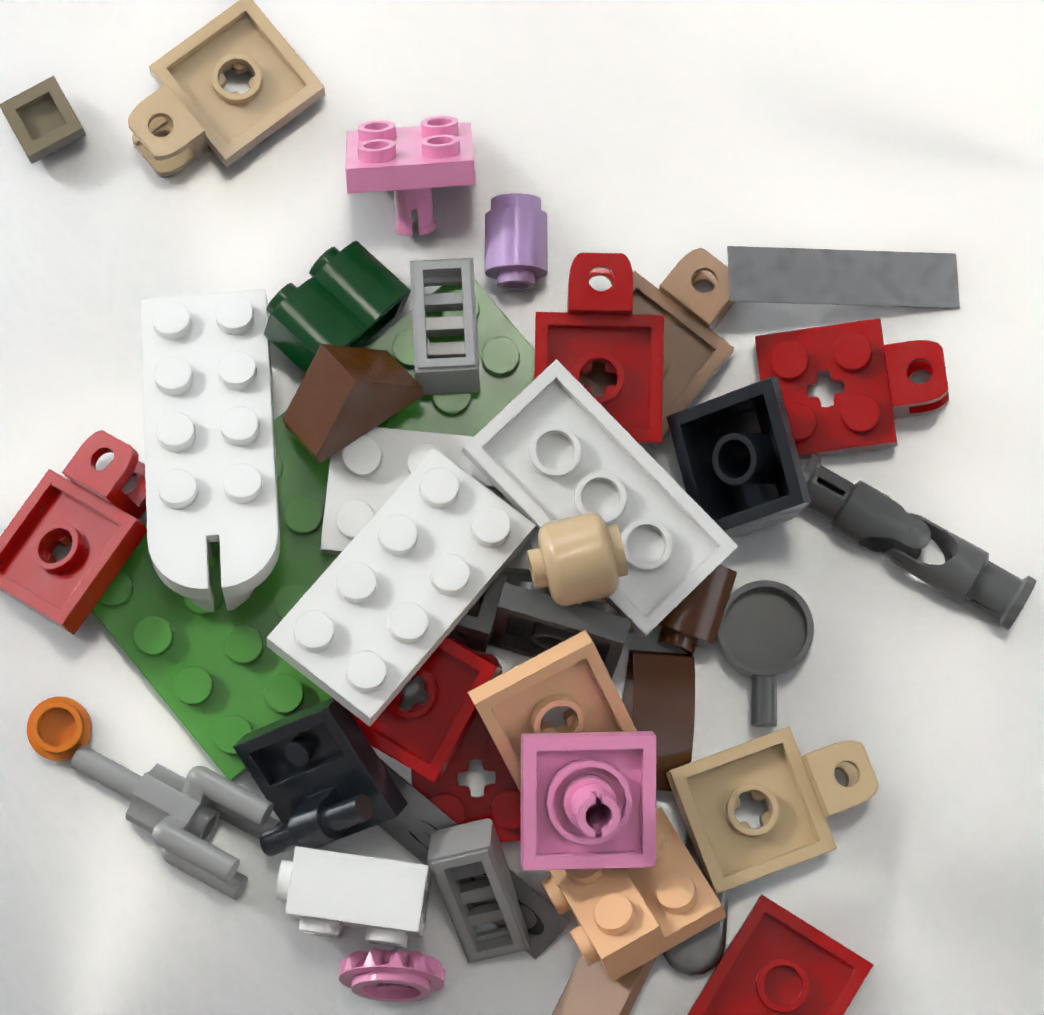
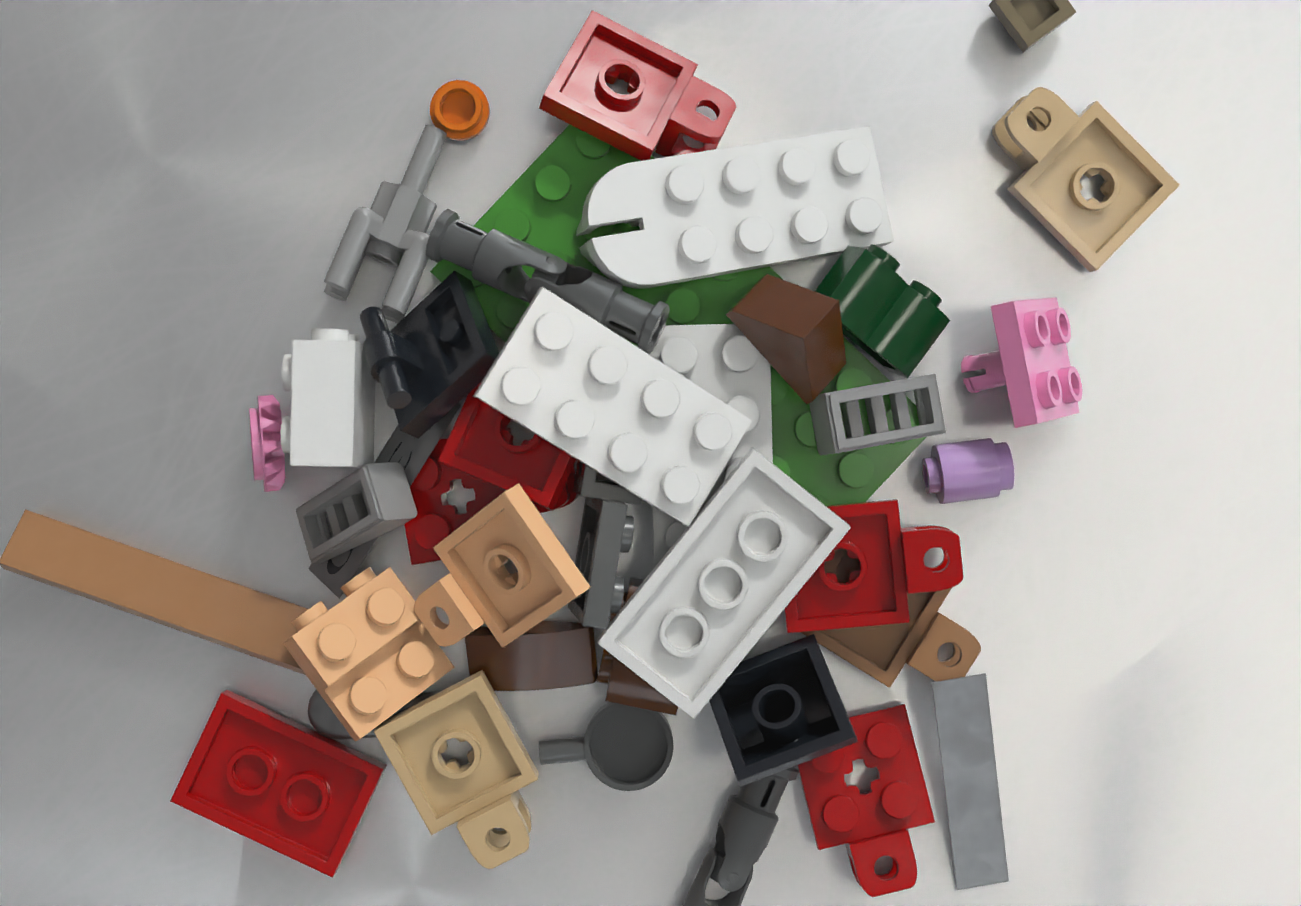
camera: 80 degrees right, 10 degrees up
(231, 699) = (498, 262): none -> dark grey piece
(578, 559) = (654, 574): tan head -> none
(588, 800) = (435, 607): bright pink plate -> none

